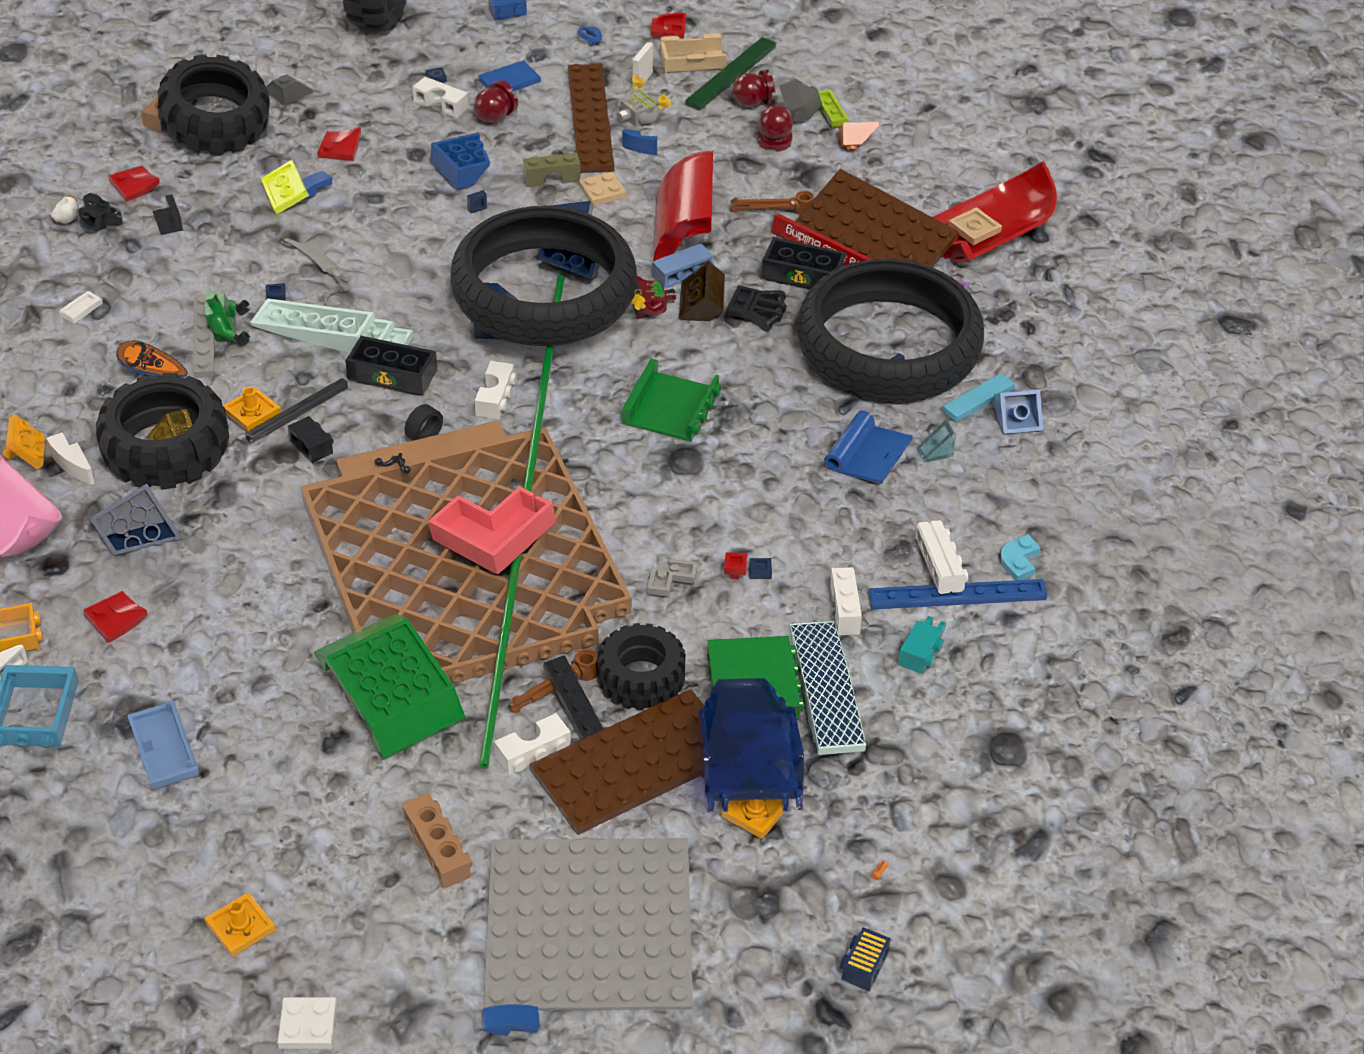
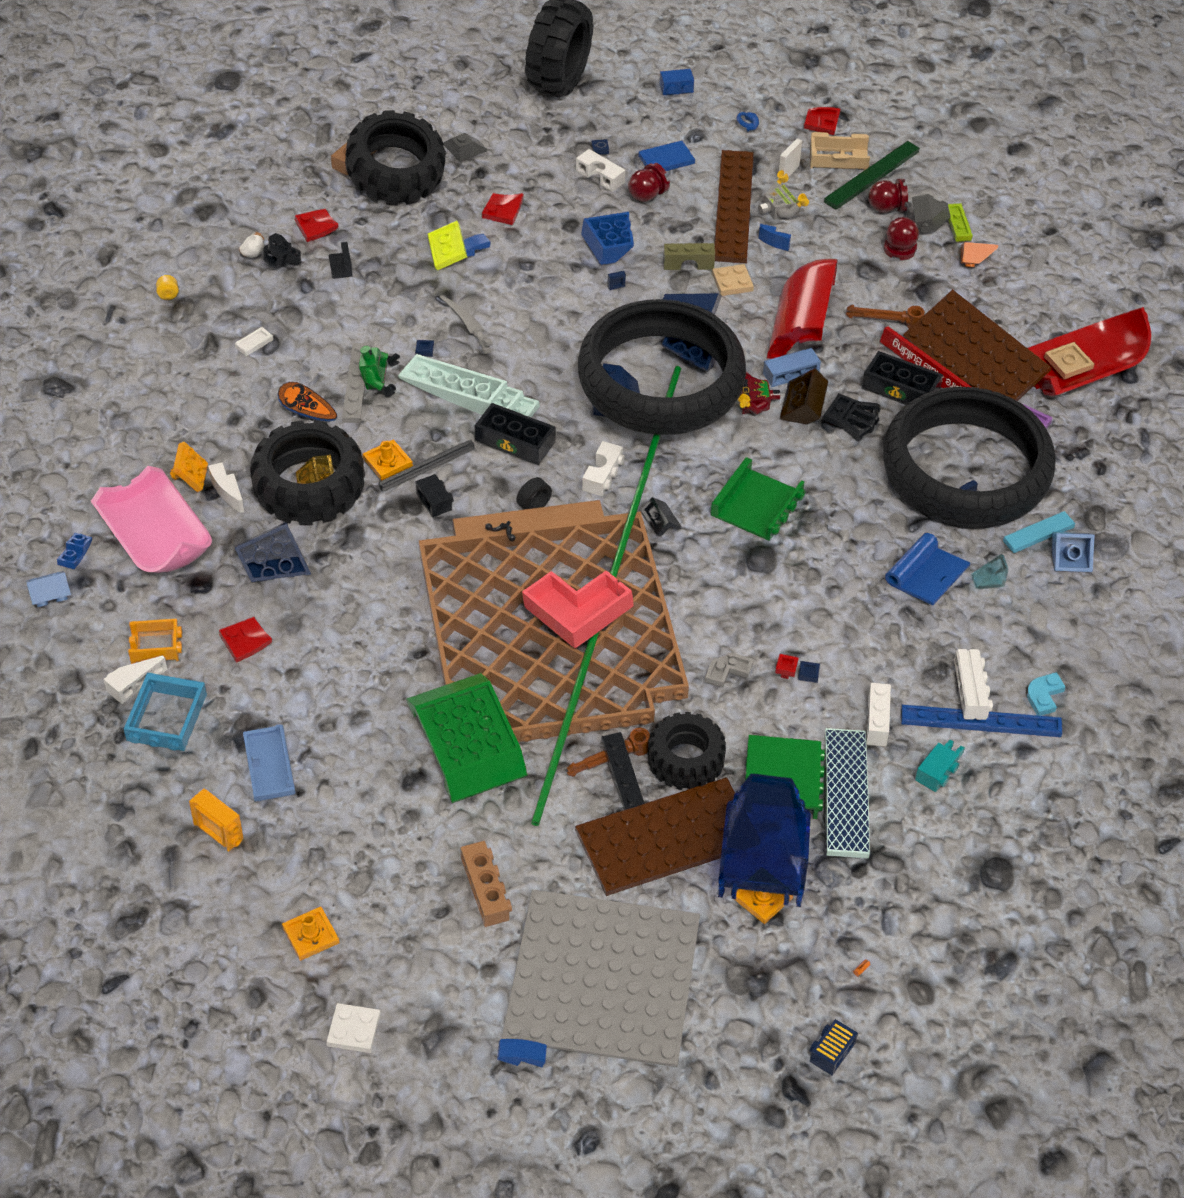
camera: 10 degrees right, 5 degrees up
(109, 813) = (216, 819): none -> light orange window
(517, 754) = (566, 815): white arch -> none
(566, 430) = (659, 516): none -> black panel

